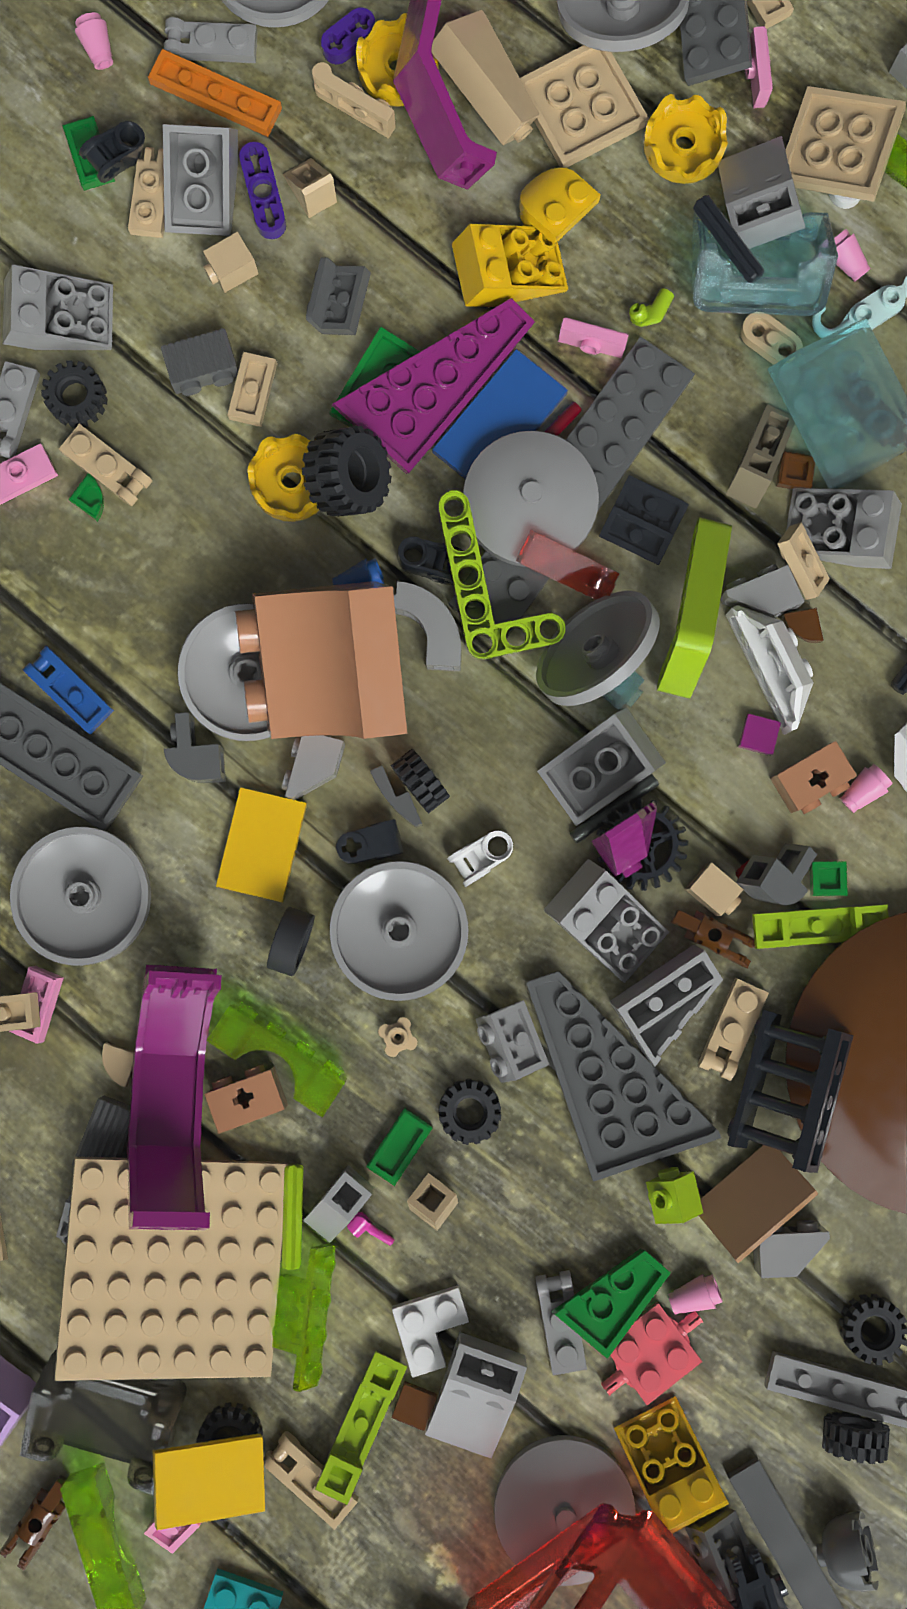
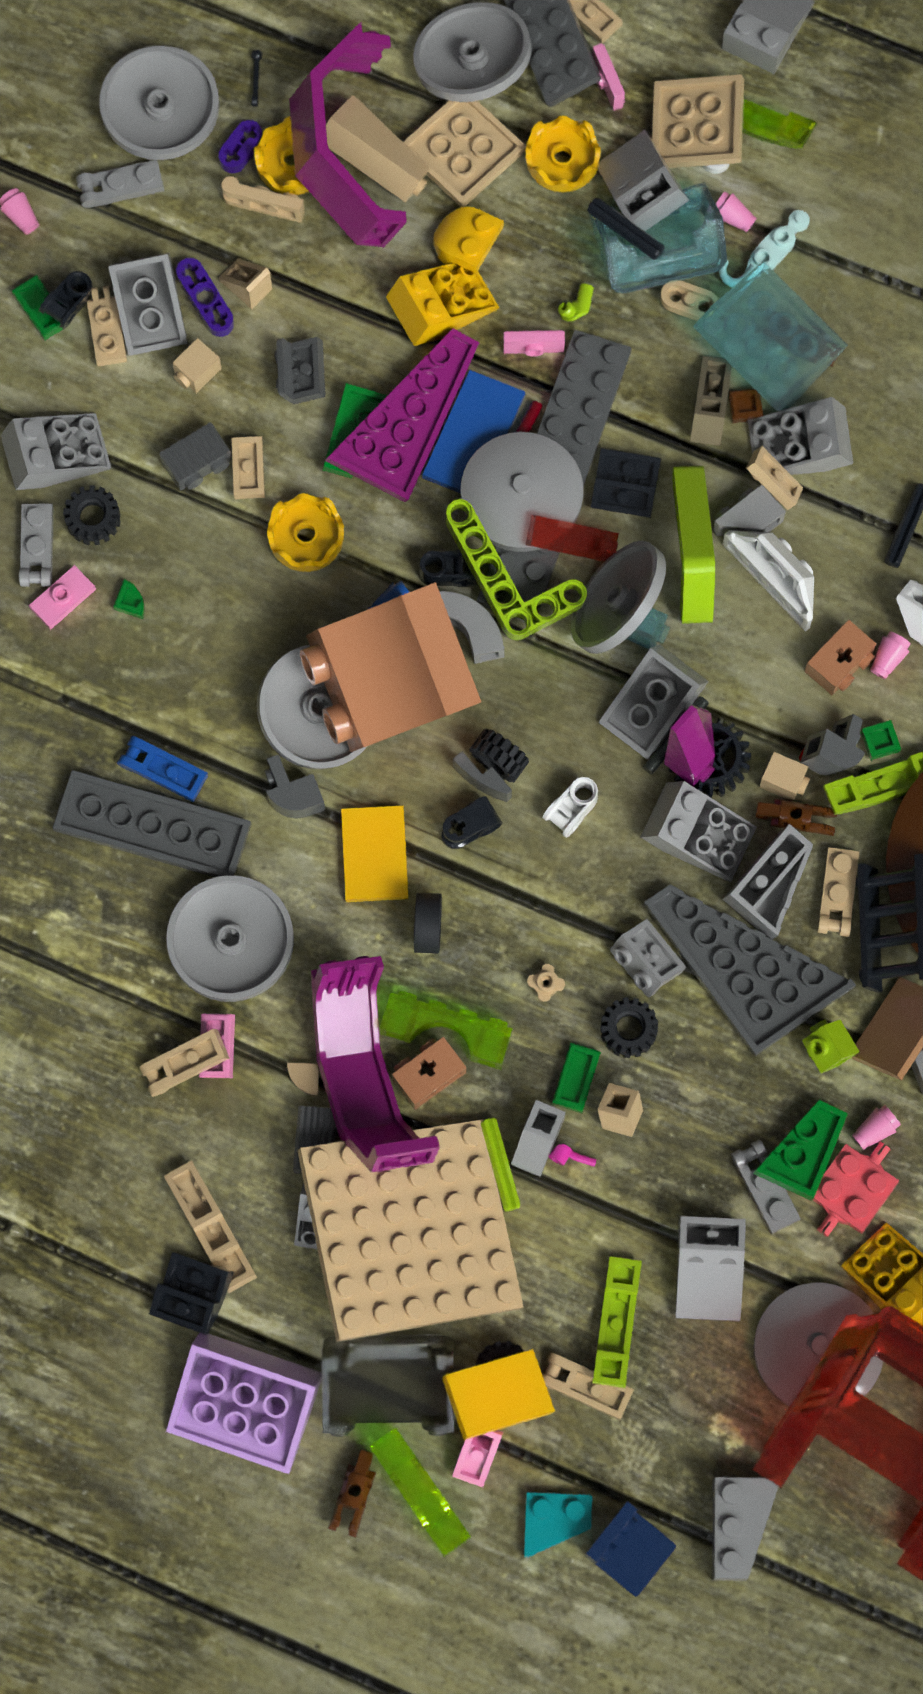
camera: 15 degrees left, 10 degrees down
(104, 464) = (137, 568): tan plate -> none
(215, 92) = (138, 226): orange plate -> none
(303, 1316) = (535, 1244): clear neon green bracket -> none
(314, 765) = (402, 769): light grey slope -> none
(346, 471) = (356, 511): black tyre -> none
(398, 931) = (519, 888): light grey dish -> none
(414, 1406) = (658, 1297): reddish brown tile -> none
(421, 1320) = (641, 1222): white plate -> none
(759, 734) = (783, 636): magenta tile -> none
(804, 625) = (794, 532): reddish brown tile -> none

